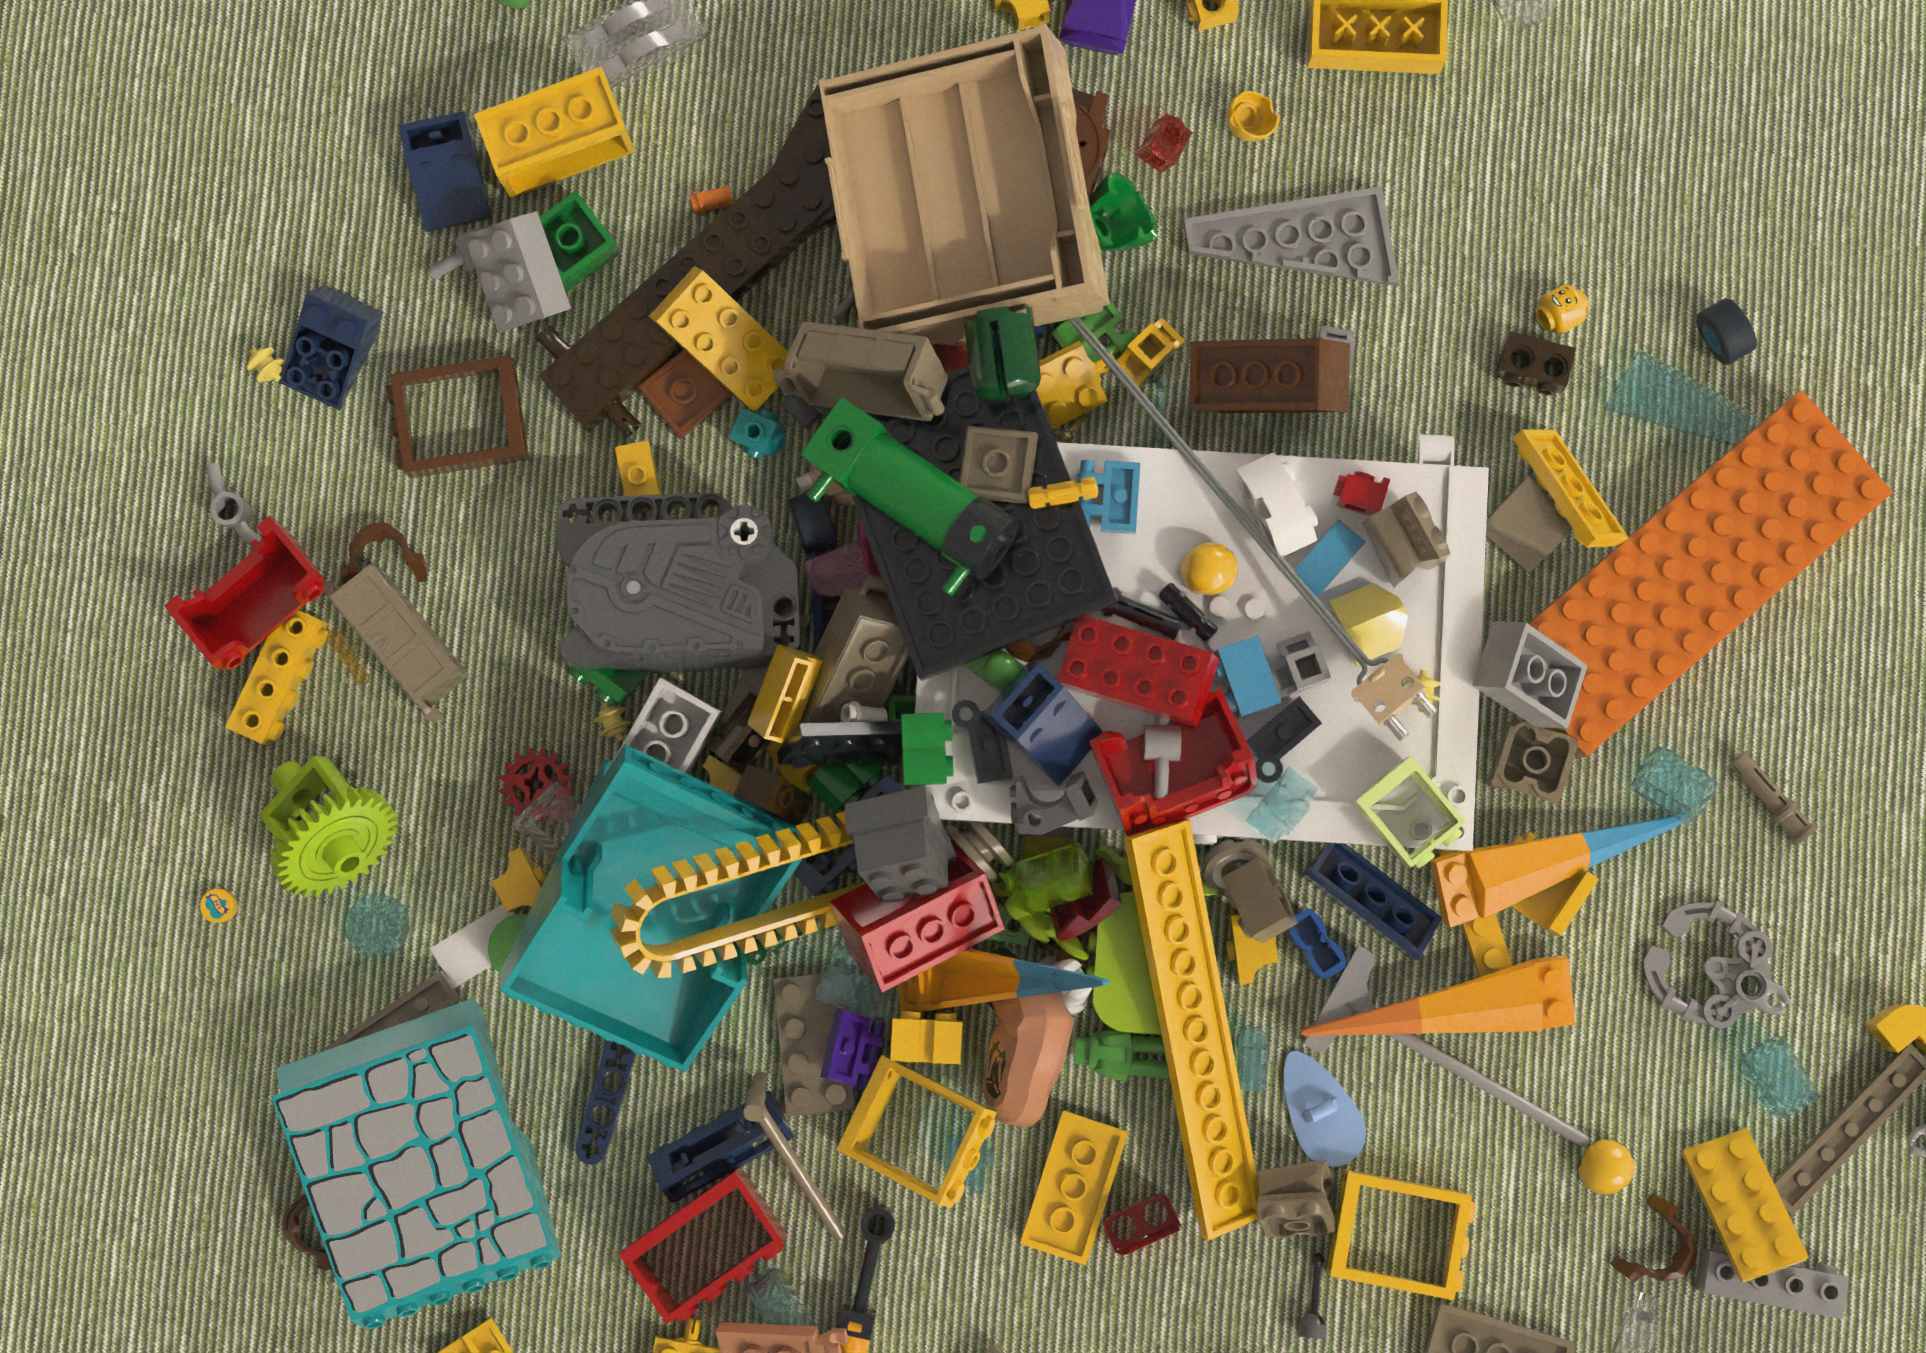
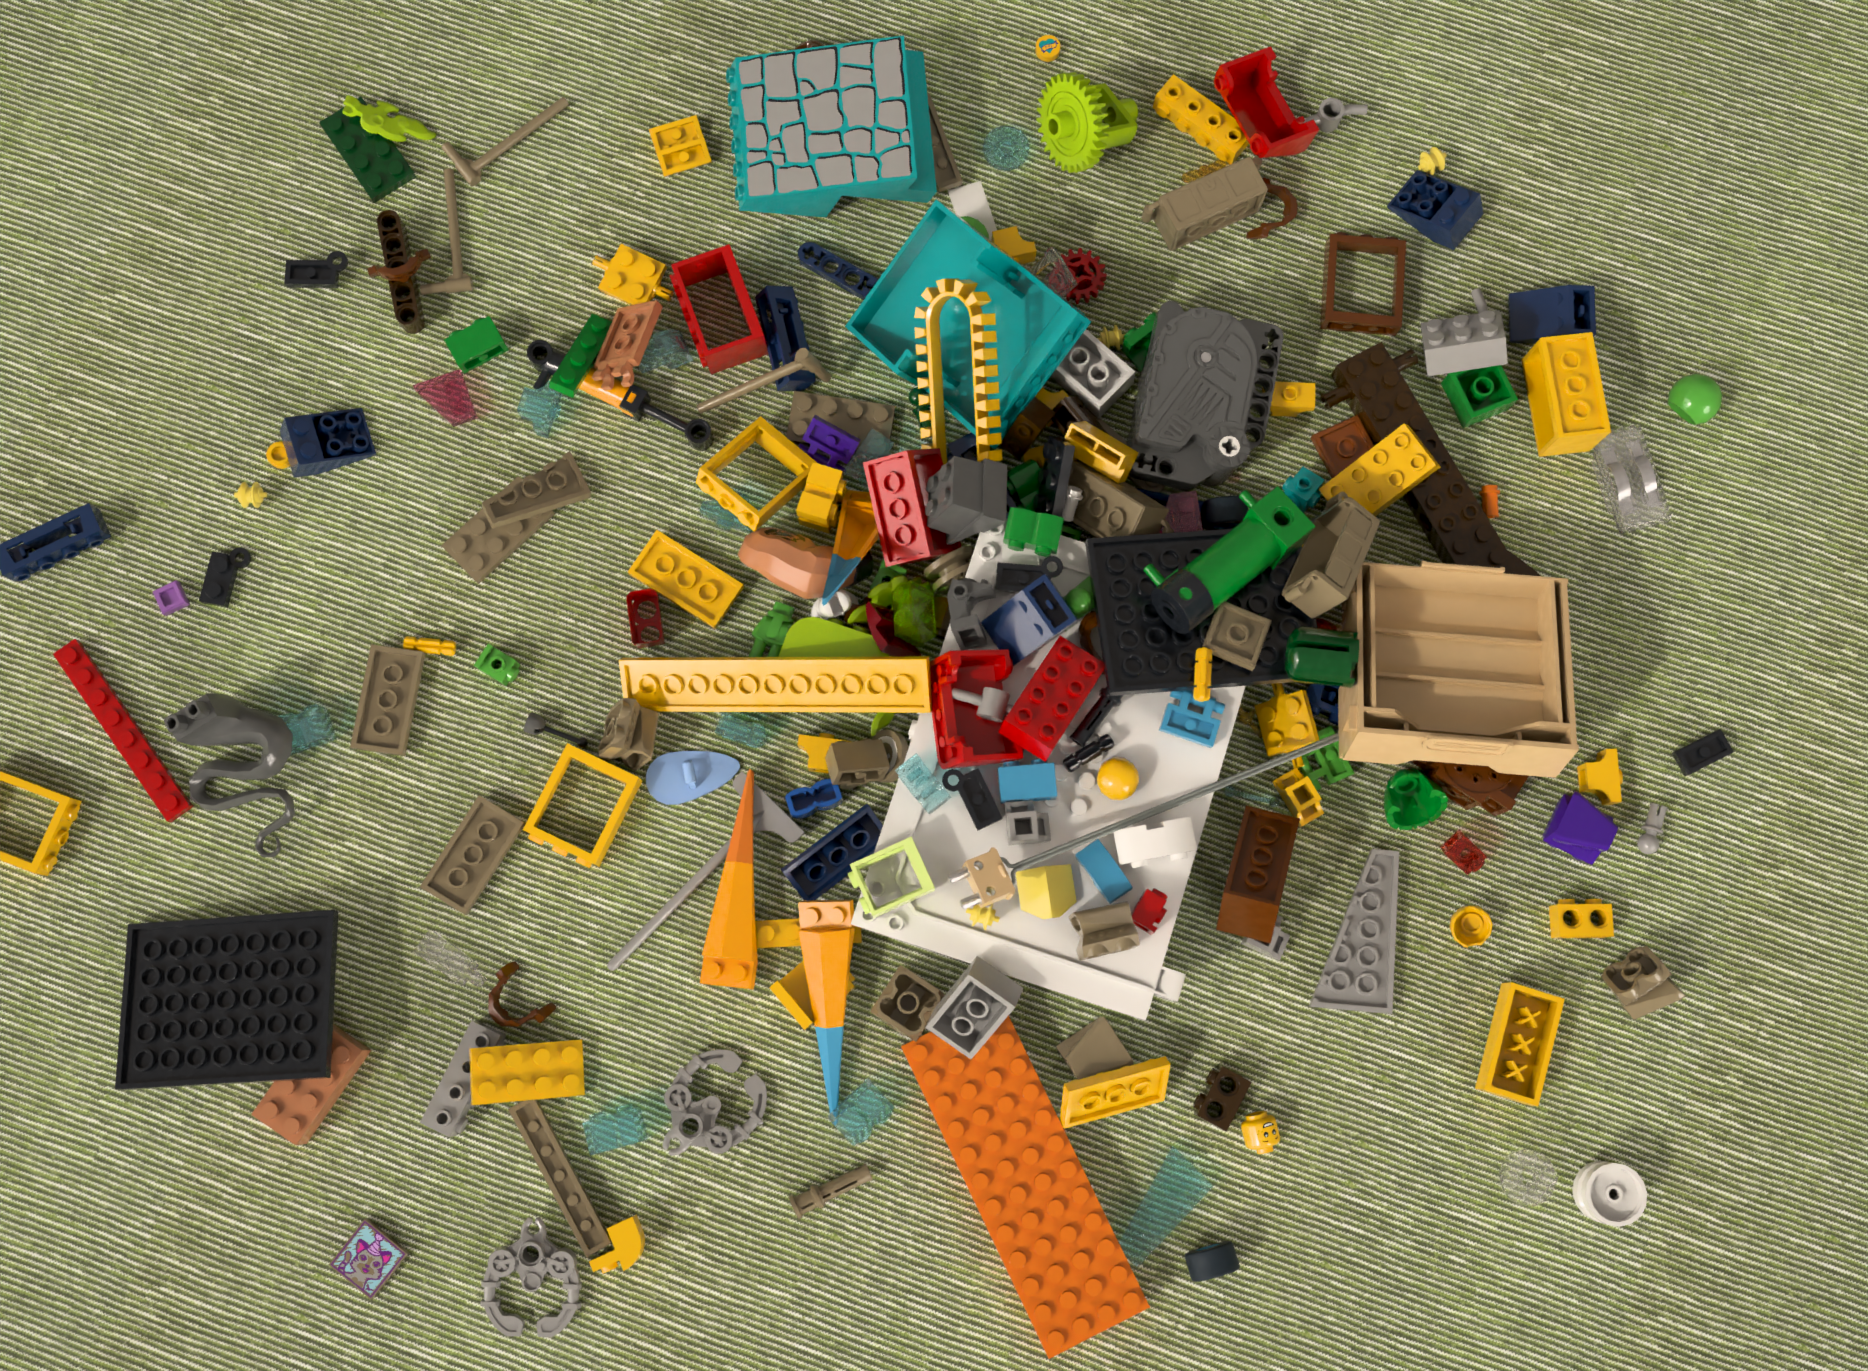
camera: 100 degrees right, 5 degrees down
(1606, 1167) = (586, 977): yellow hair -> none

